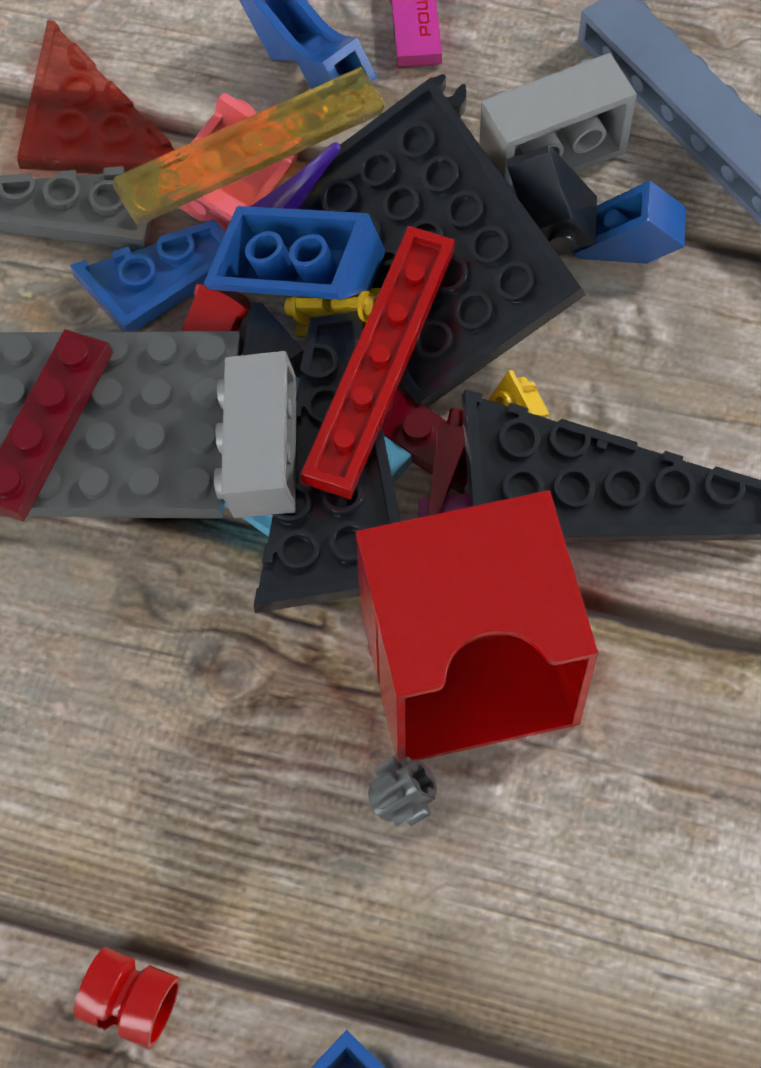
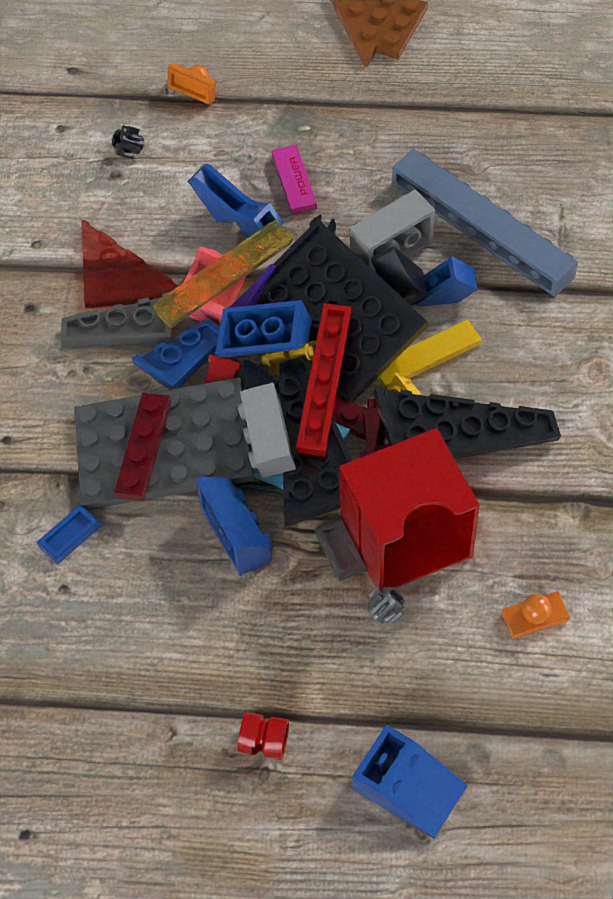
camera: 10 degrees left, 5 degrees down
(170, 589) = (234, 524): none -> blue slope
(347, 669) = (340, 549): none -> flat silver tile
(584, 342) = (432, 352): none -> yellow tile
(669, 858) = (535, 614): none -> orange tile

